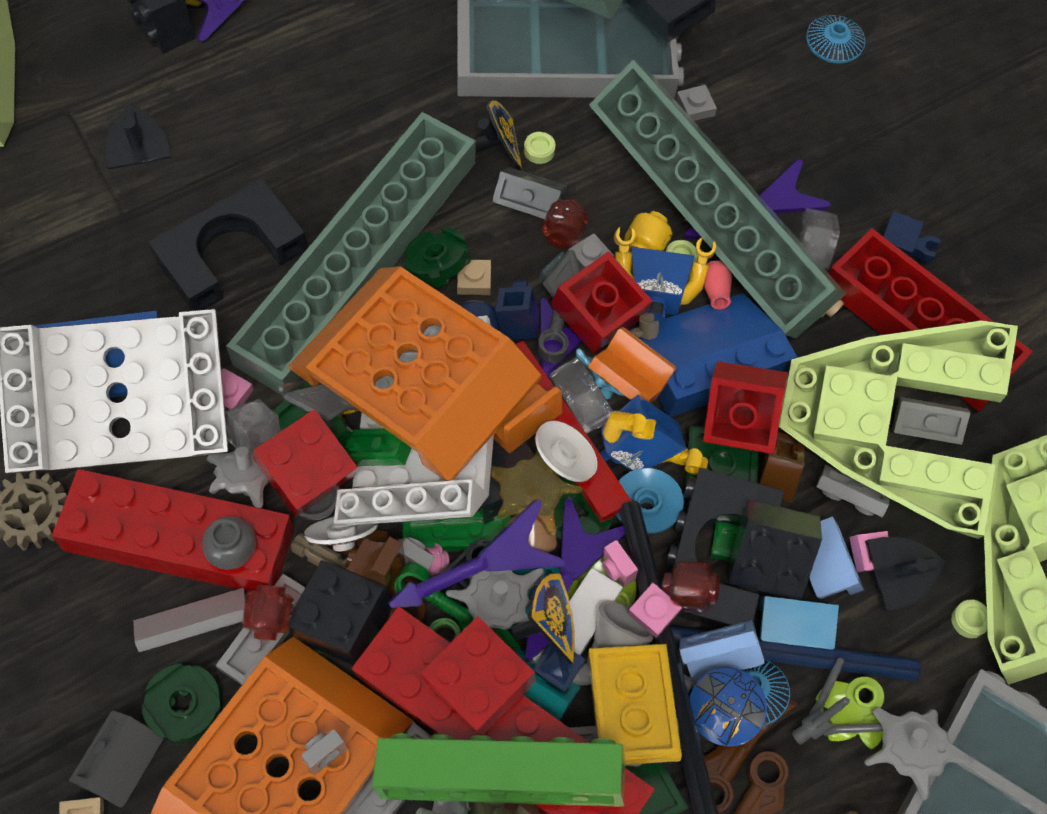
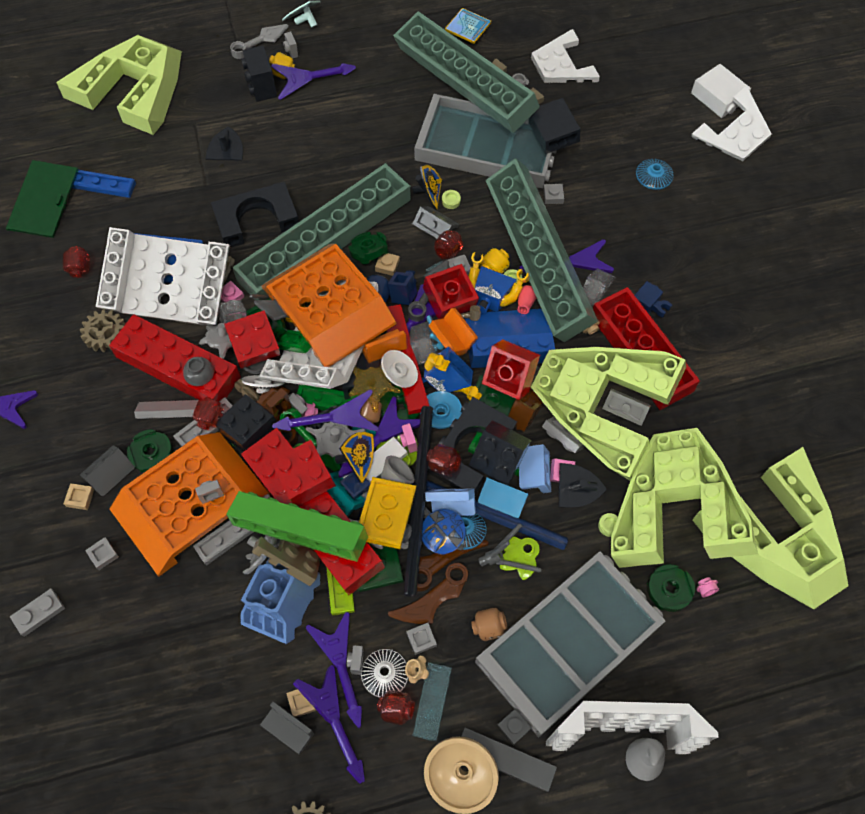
camera: 20 degrees right, 0 degrees up
(654, 610) = (418, 467): bright pink plate -> none
(916, 747) = (544, 582): light grey piece -> none

